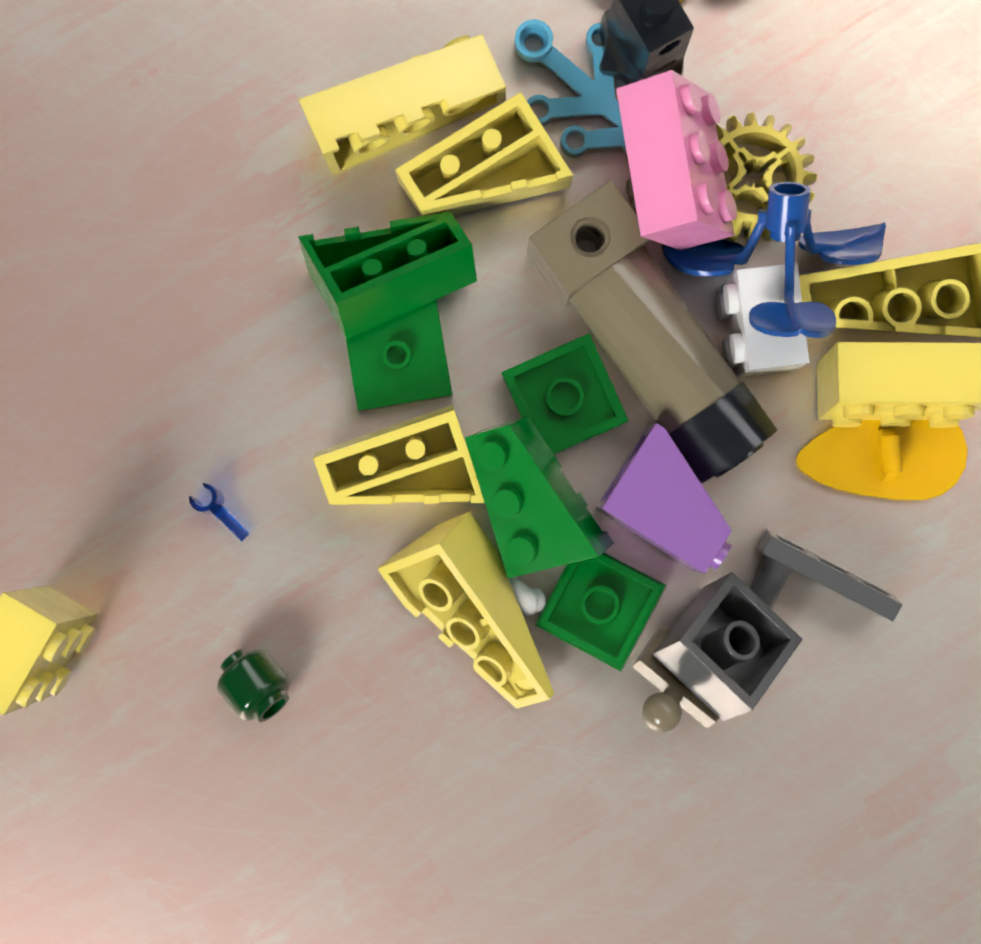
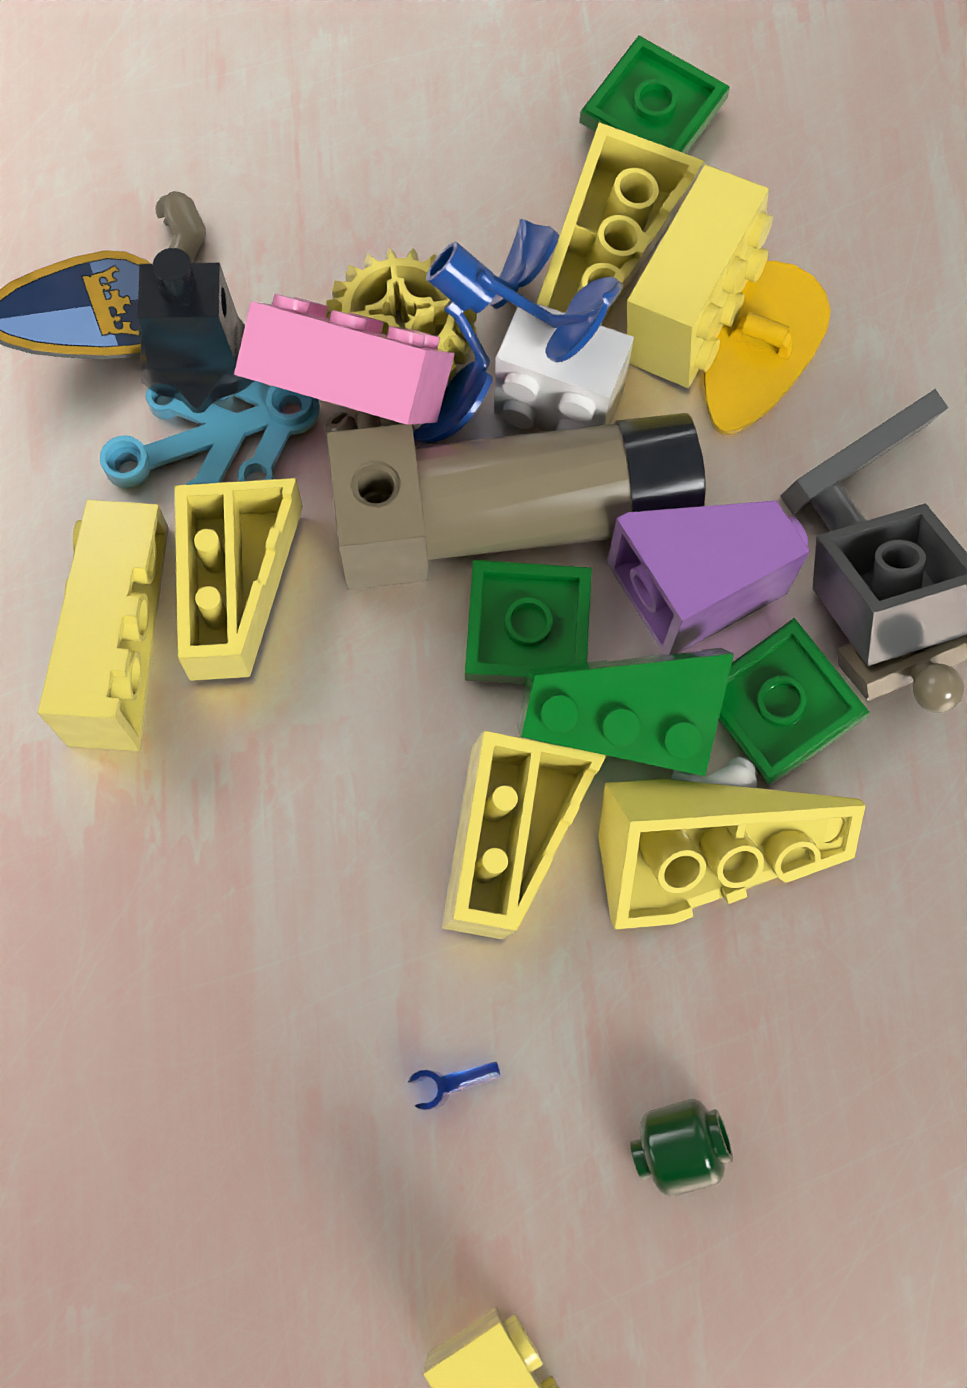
camera: 65 degrees left, 15 degrees down
(389, 270) = (284, 736): green wedge -> none
(400, 361) = (382, 782): green plate -> none

